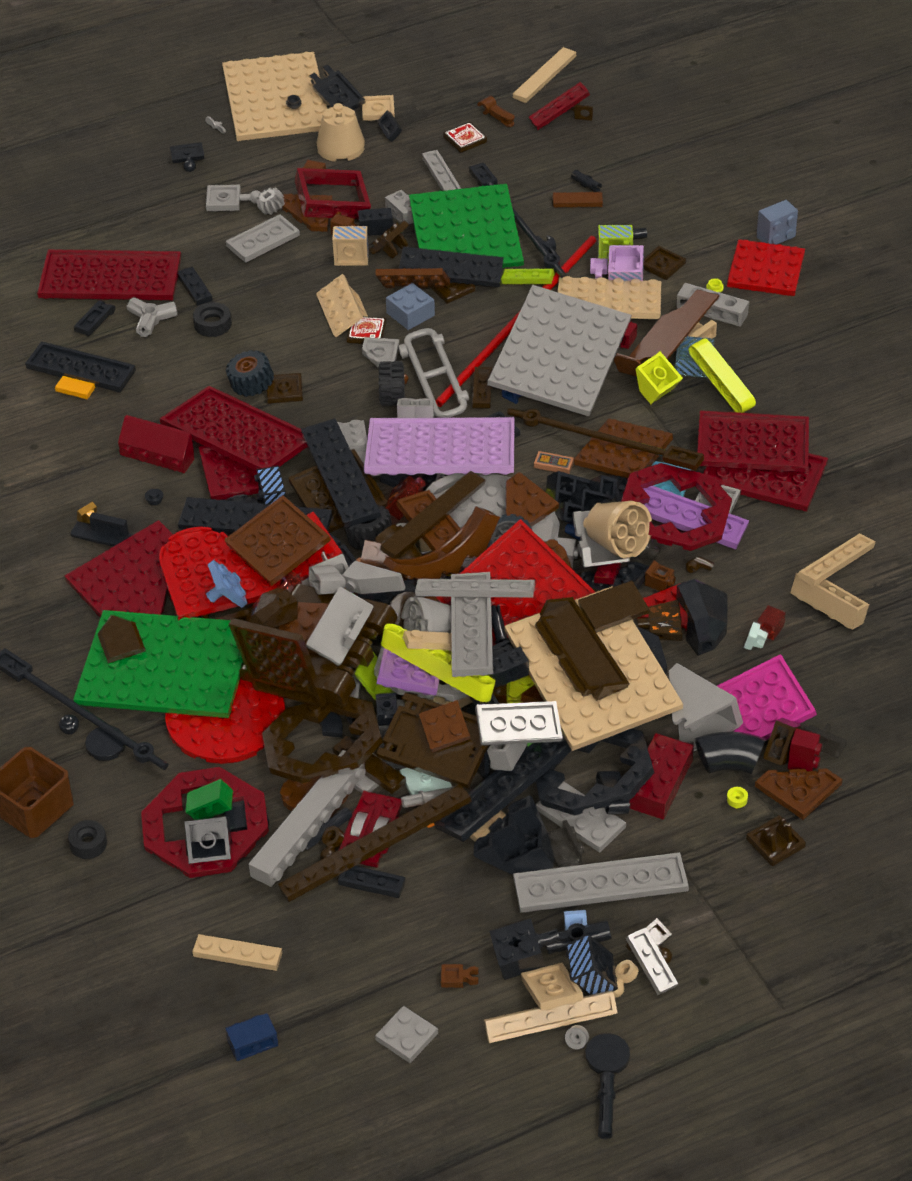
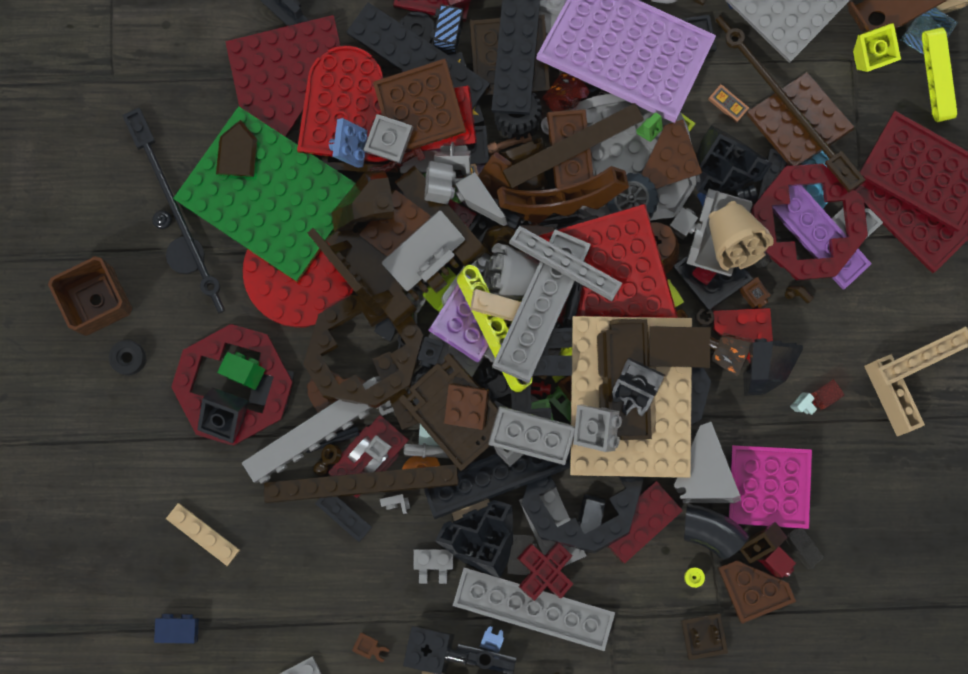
camera: 20 degrees right, 35 degrees up
(261, 568) = (388, 138): none -> light grey plate
(376, 811) = (377, 448): none -> light grey tile
(416, 848) = (391, 502): none -> light grey bracket
(479, 884) = (433, 560): none -> light grey plate
(495, 483) = (651, 127): none -> bright green bracket
(574, 688) = (597, 428): none -> light grey plate
(592, 643) = (637, 386): none -> black plate
(593, 839) = (545, 571): none -> dark red plate

